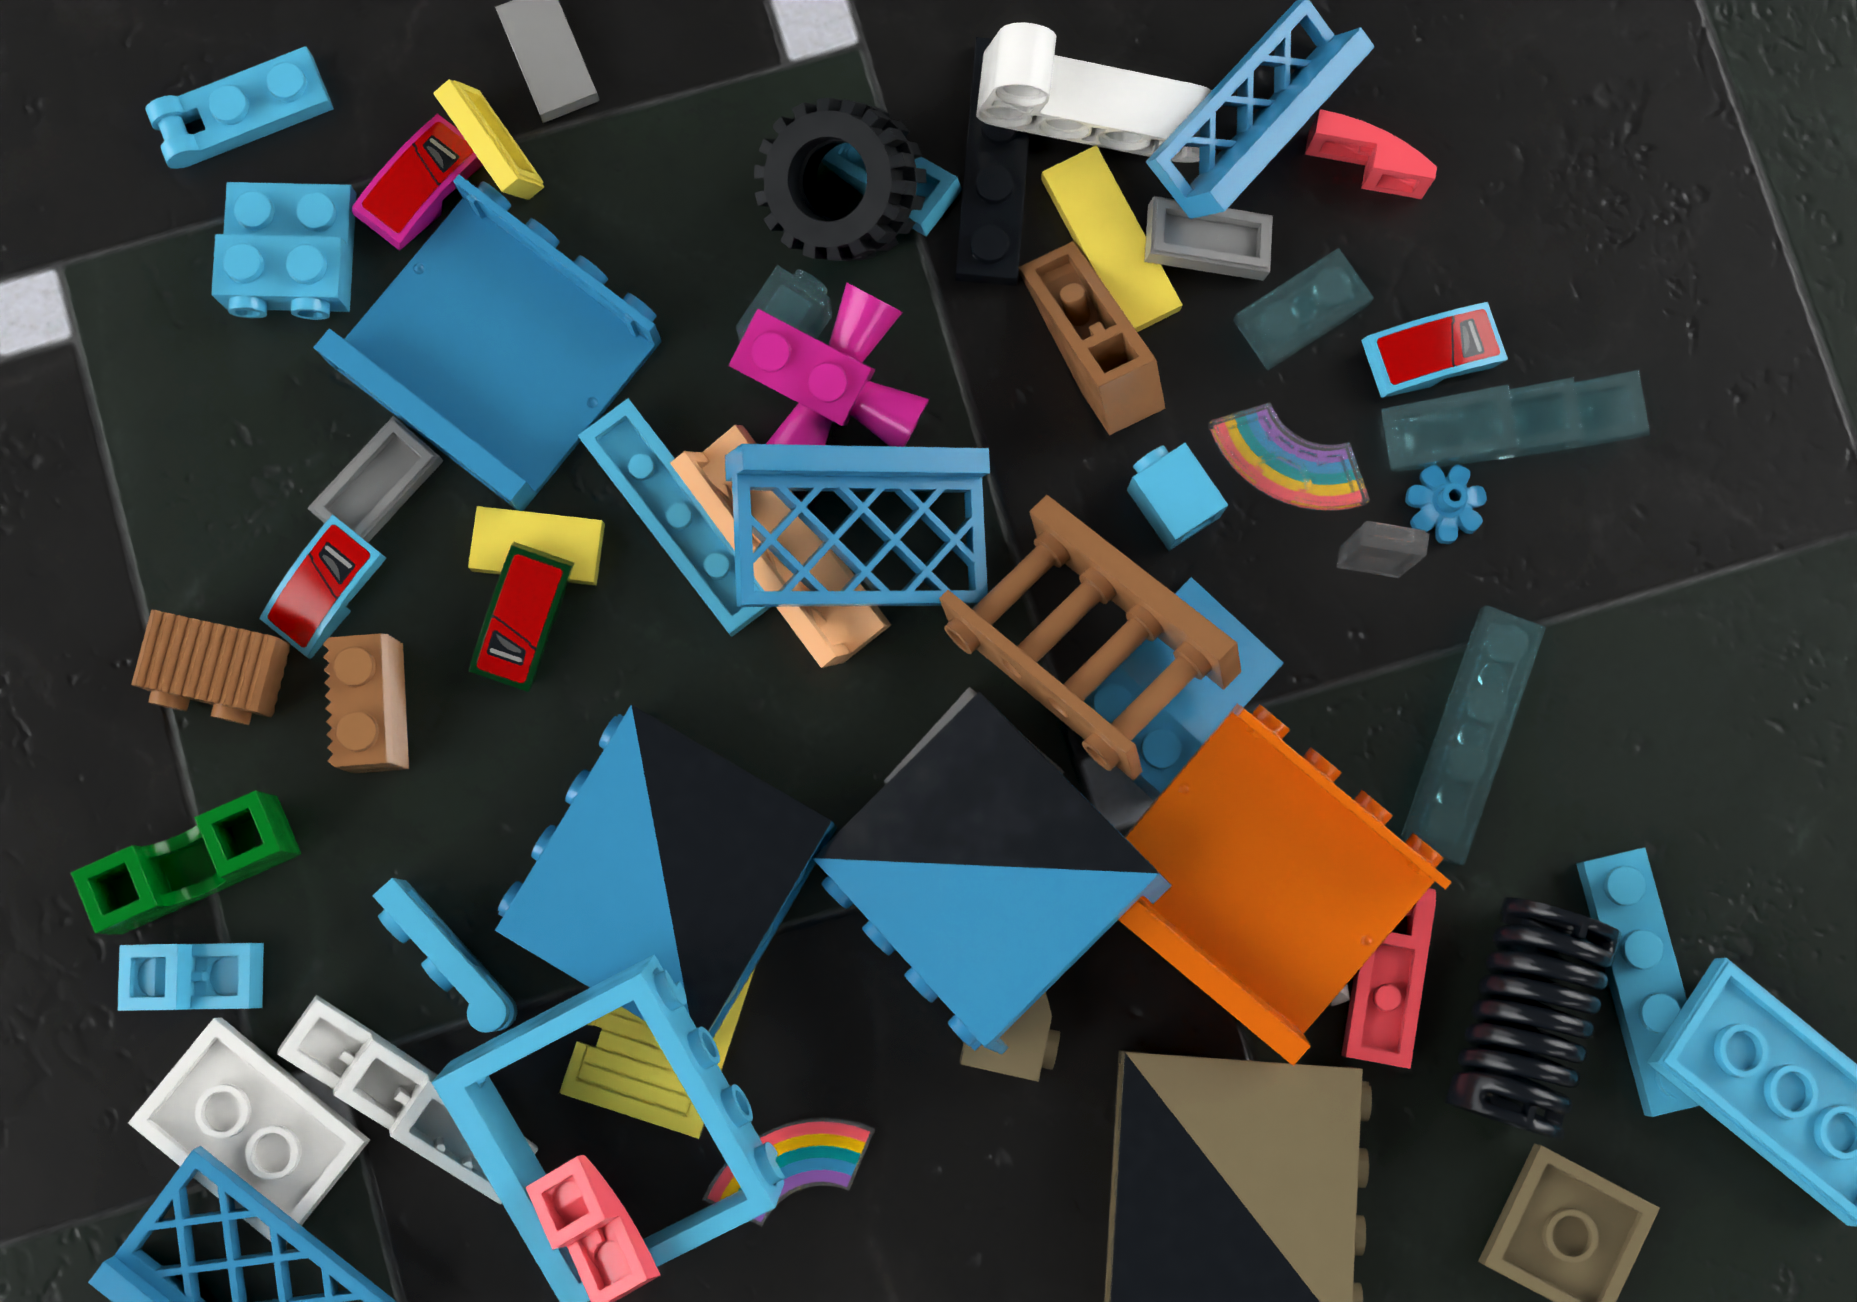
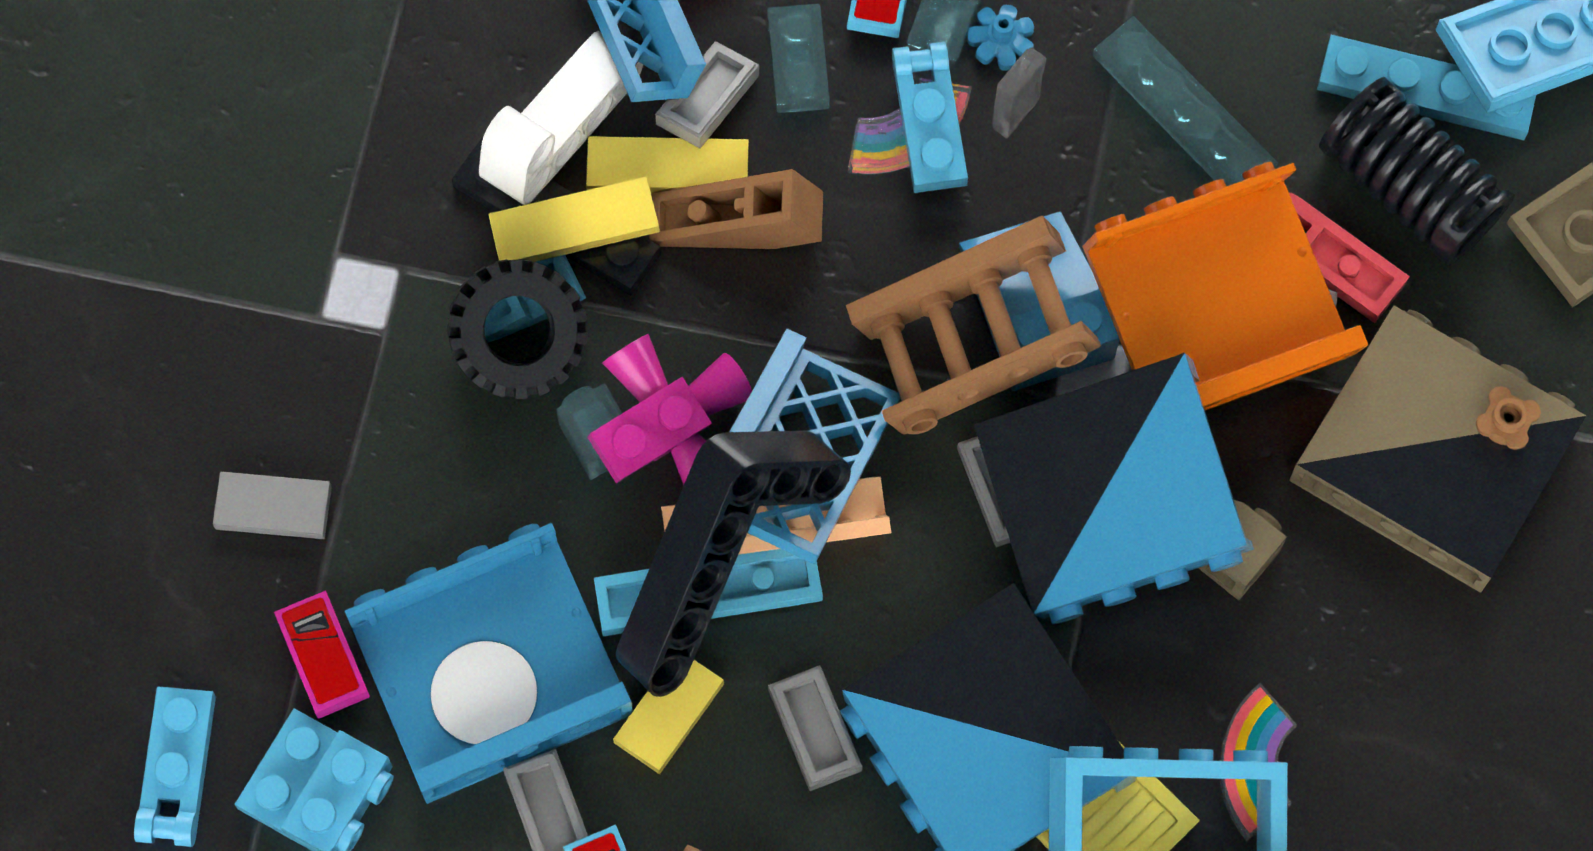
camera: 60 degrees left, 10 degrees down
(463, 357) = (483, 691): none -> white sticker
(489, 139) = (322, 579): light yellow tile -> none
(521, 616) = (723, 746): slope -> none
(594, 694) = (815, 728): none -> light grey tile
(710, 473) = (705, 535): none -> black beam
(989, 178) = (575, 221): none -> light yellow tile
(1175, 494) = (893, 218): medium azure brick -> none
(1281, 1244) = (1507, 433): none -> medium nougat plate
(1306, 474) = (929, 119): none -> medium azure plate

